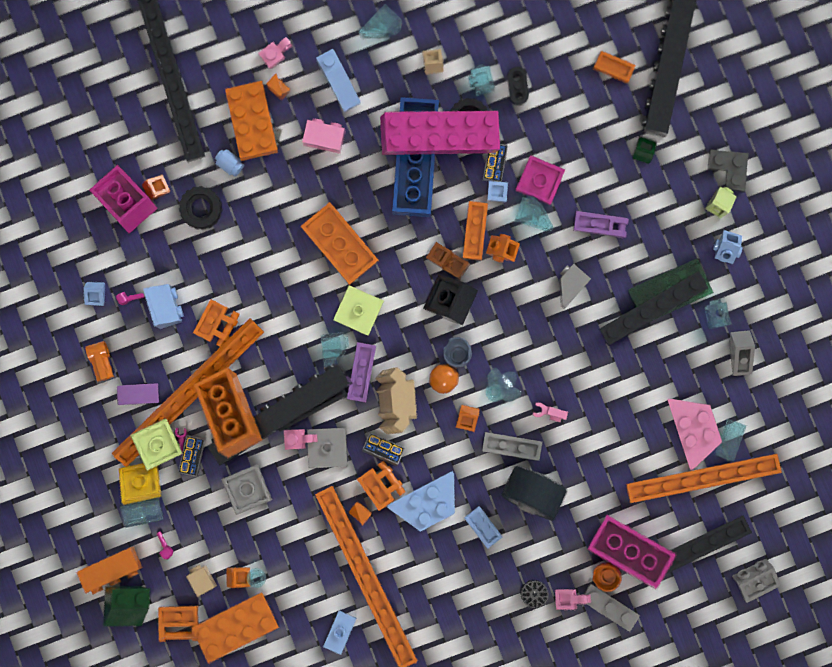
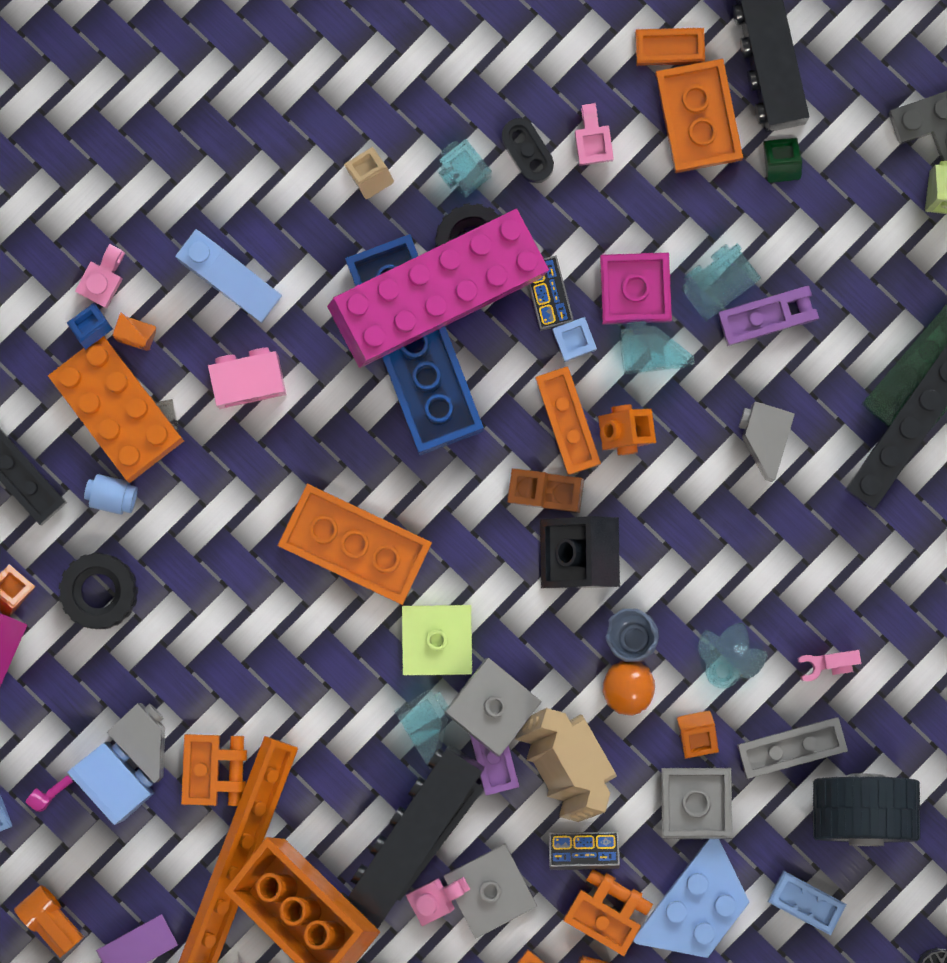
camera: 20 degrees left, 0 degrees up
(188, 291) = (142, 739): none -> light grey slope
(257, 73) = (89, 325): none -> blue tile
(370, 355) = (492, 707): none -> light grey plate
(382, 24) = (258, 151): clear light blue slope -> none
(451, 452) = (696, 803): none -> light grey plate
(553, 97) = (593, 141): none -> bright pink plate
(584, 196) = (720, 281): none -> clear light blue bracket
(612, 108) = (699, 115): none -> orange plate

